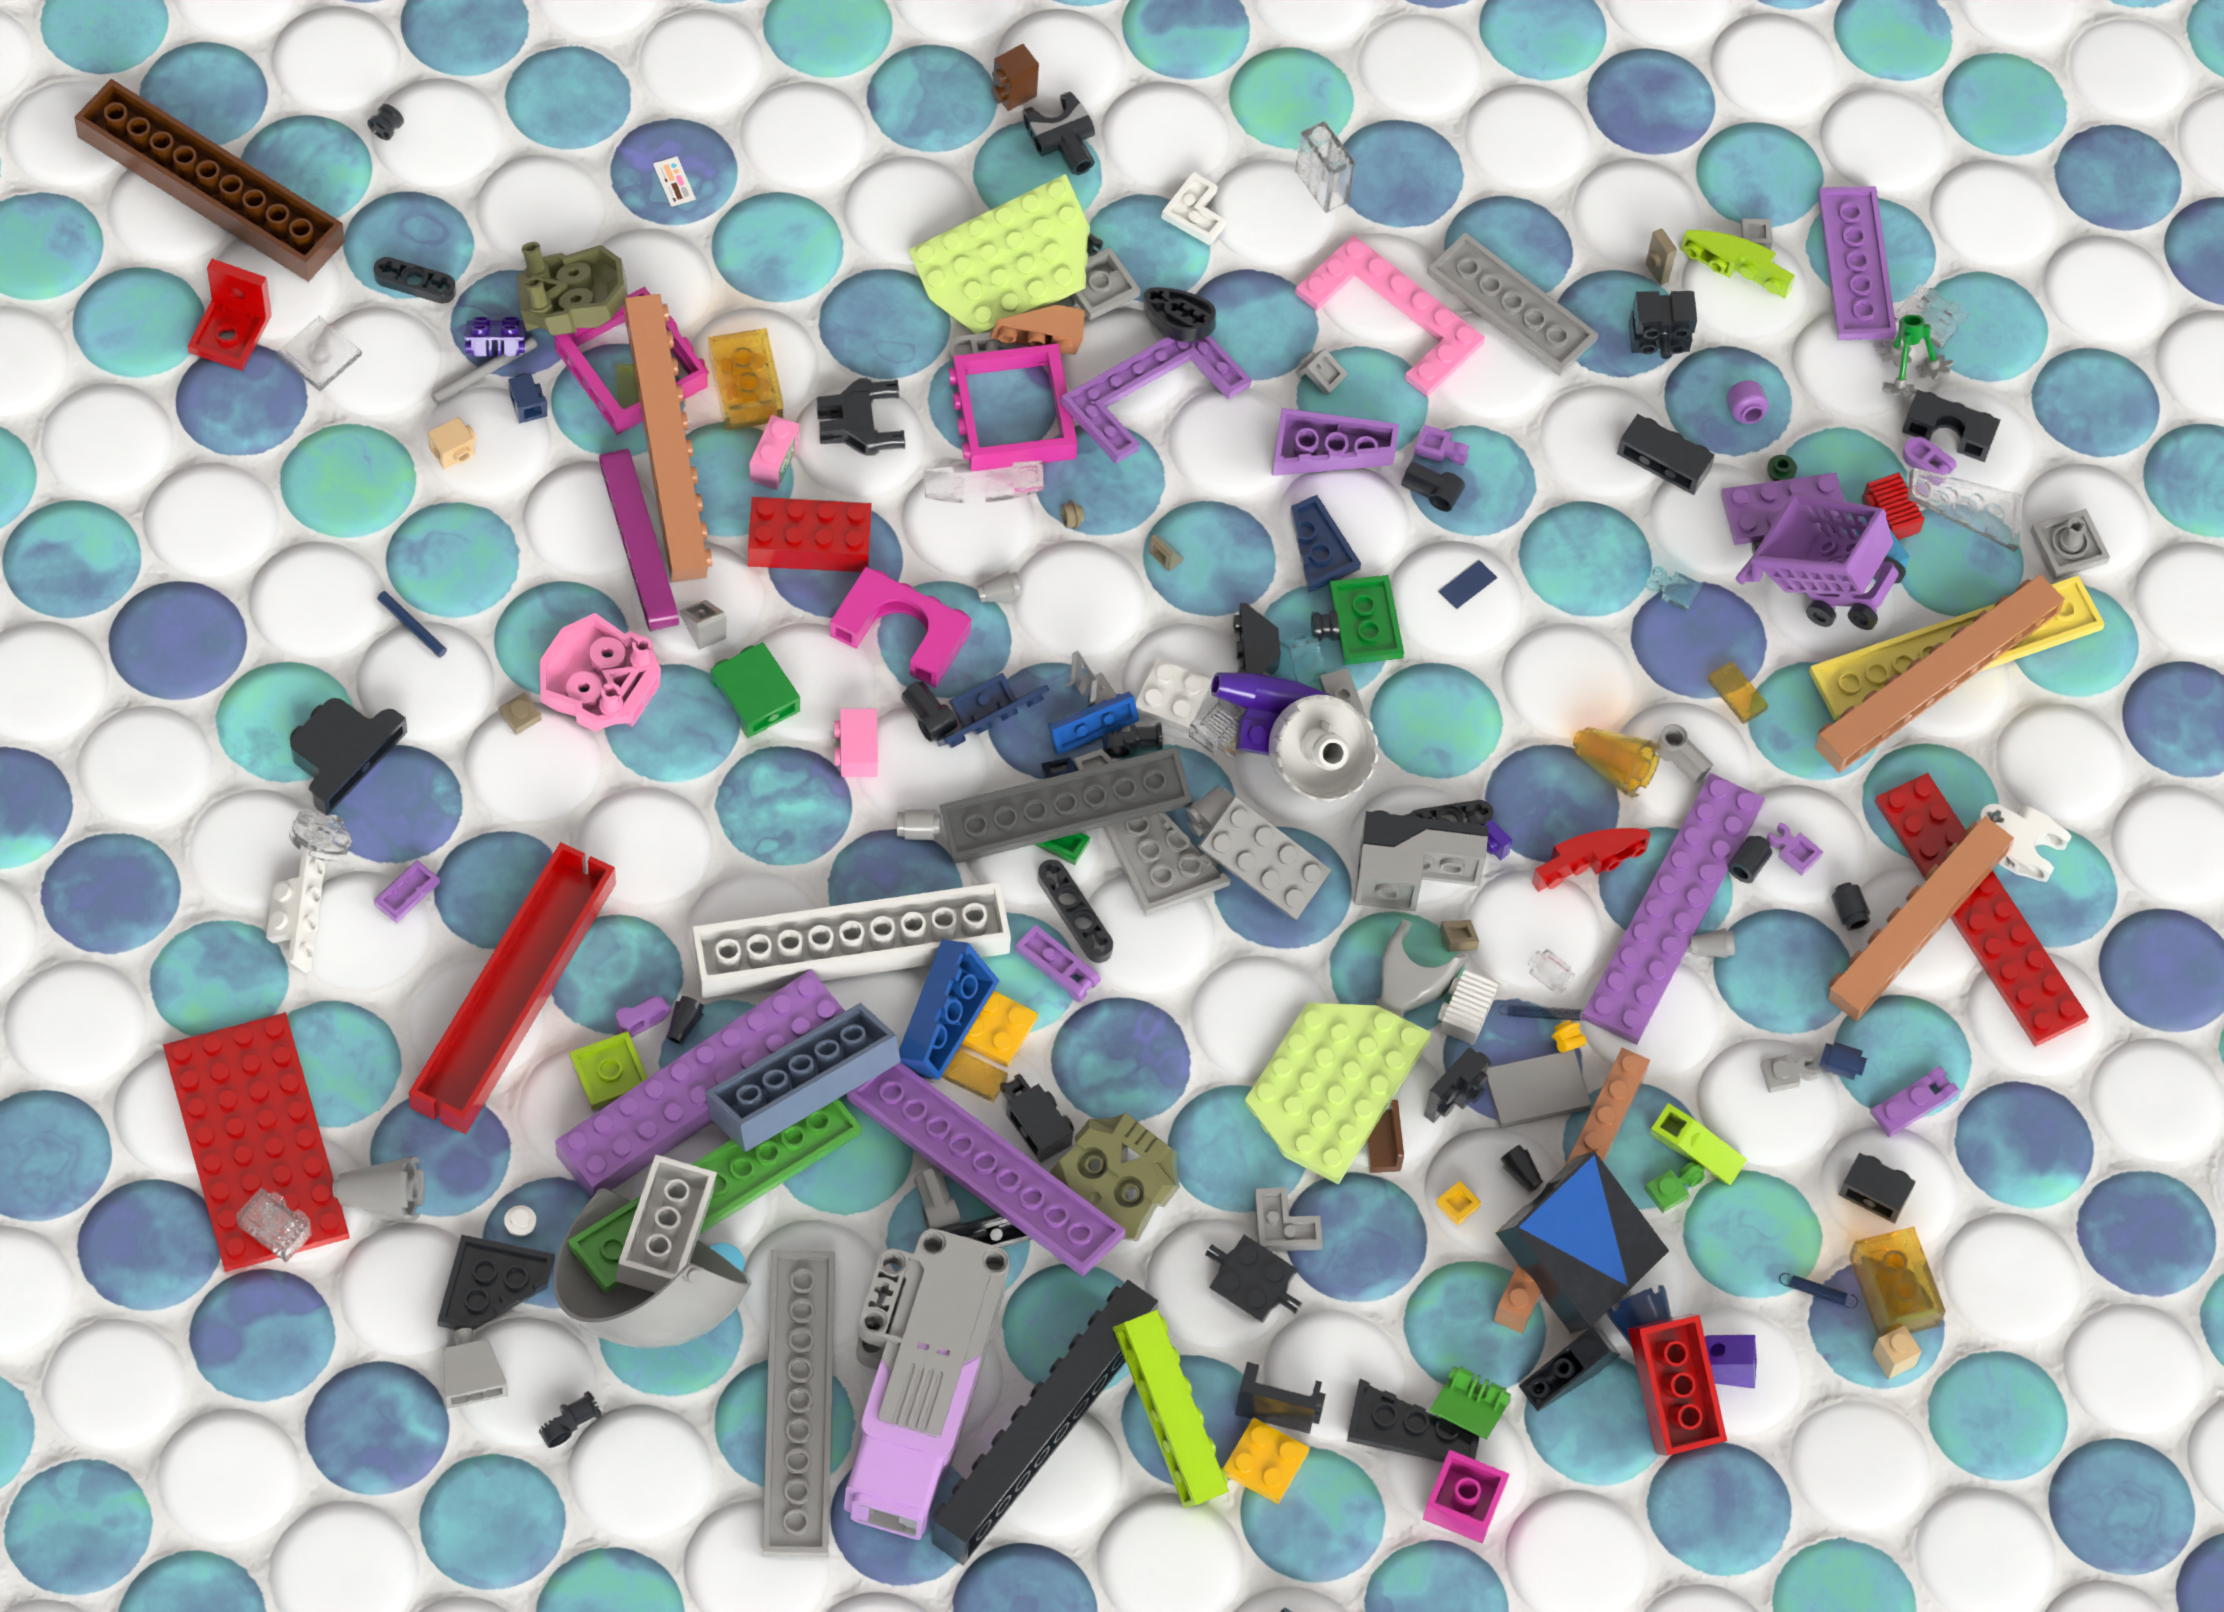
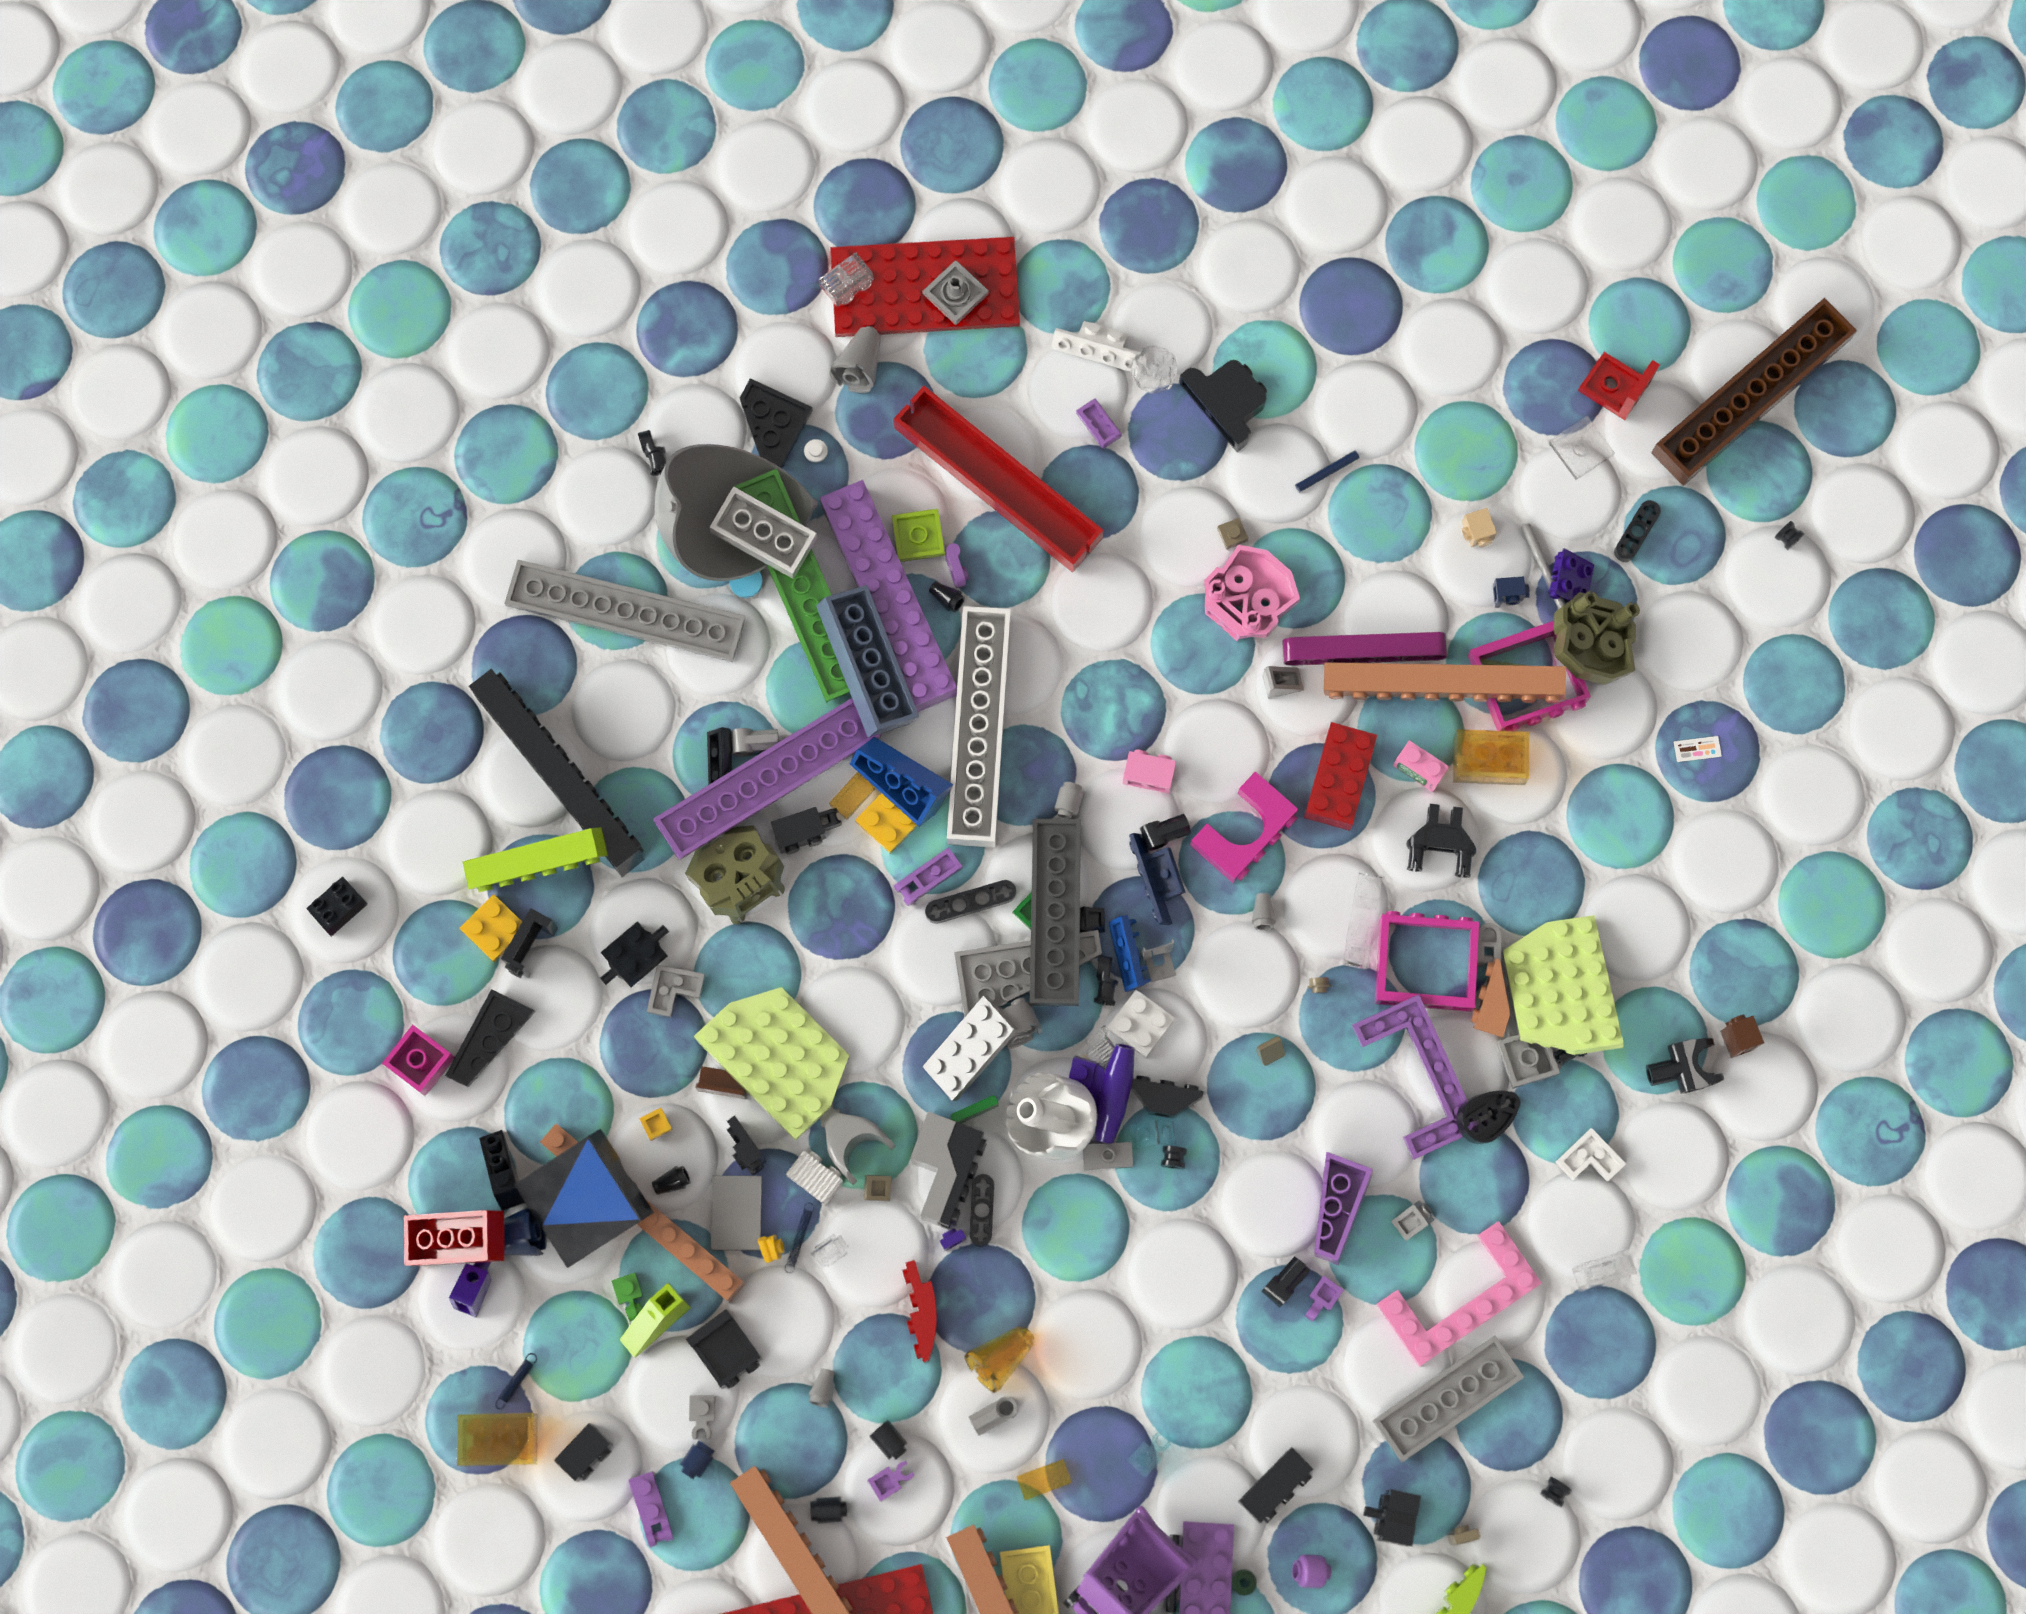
camera: 110 degrees right, 15 degrees up
(264, 1088) = (955, 292): none -> light grey plate
(471, 1371) = (707, 394): light grey torso -> none
(756, 689) = (1212, 704): green panel -> none
(928, 1361) = (629, 700): light grey piece -> none
(1321, 544) = (1249, 1175): dark blue wing -> none
(1334, 849) = (975, 1109): none -> green tile
(1366, 619) = (1173, 1193): green plate -> none
(1467, 584) = (1192, 1287): dark blue sticker -> none
(1470, 1403) = (491, 1085): bright green hinge -> none
(1580, 184) = (1555, 1492): none -> black wheel
(1673, 909) = (865, 1368): medium lavender plate -> none
(1705, 1061) = (725, 1349): none -> black panel
(1896, 1352) = (444, 1422): tan brick -> none

